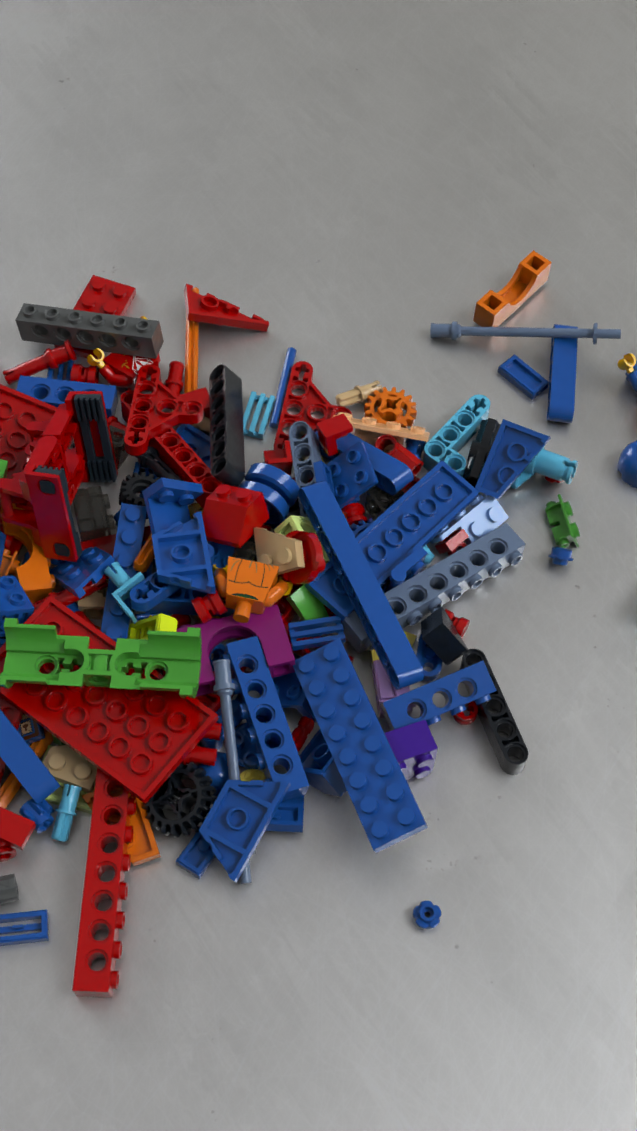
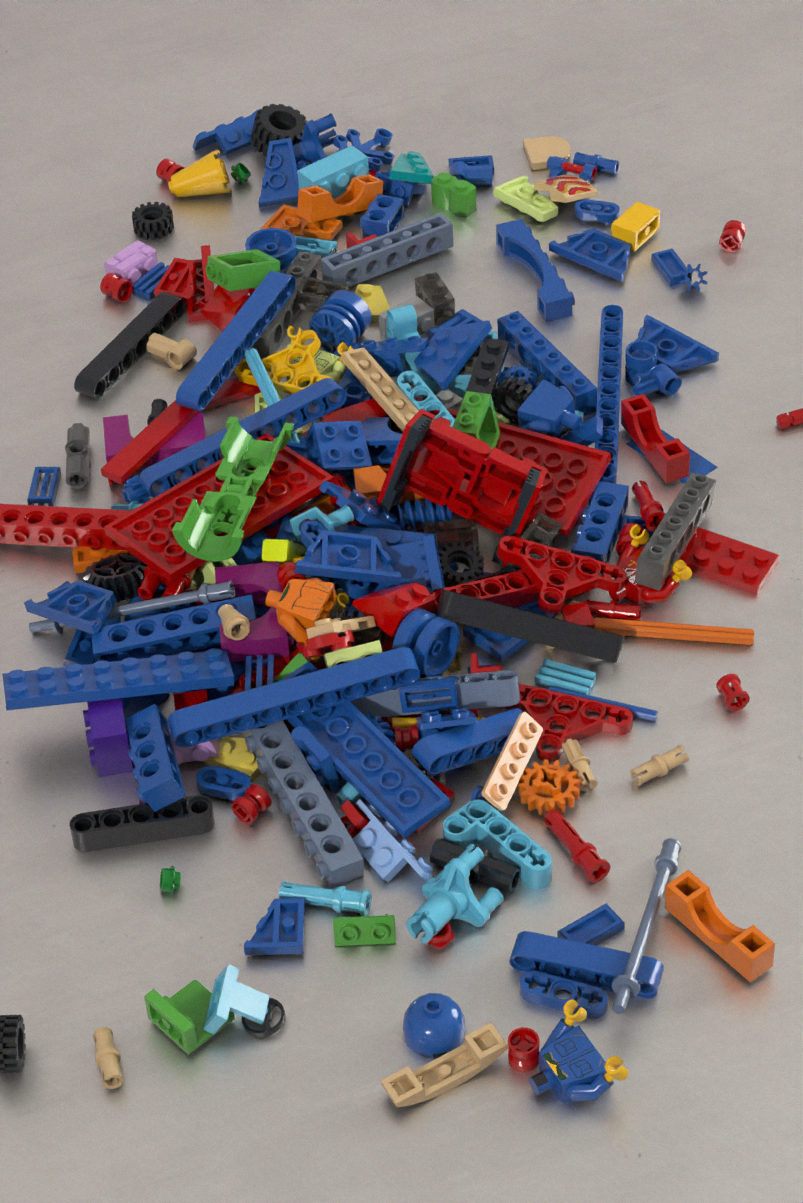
camera: 105 degrees right, 15 degrees down
(219, 312) = (711, 641): red wing -> none
(262, 298) = (732, 692): none -> red bush
(274, 646) = (233, 622): none -> tan cone
(333, 429) = (498, 702): red panel -> none
(350, 342) = (659, 765): none -> tan pin
(400, 453) = (471, 773): red piece -> none
(442, 636) = (231, 776): black slope -> none
(453, 384) = (582, 852): none -> red pin
(509, 457) = (433, 849): blue wing -> none
(539, 544) = (338, 899): none -> medium azure pin
(549, 677) = (169, 880): none -> green plate
(561, 555) = (319, 916): blue plate -> none
(580, 582) = (280, 929): none -> blue wing
(583, 395) = (544, 980): none -> blue beam

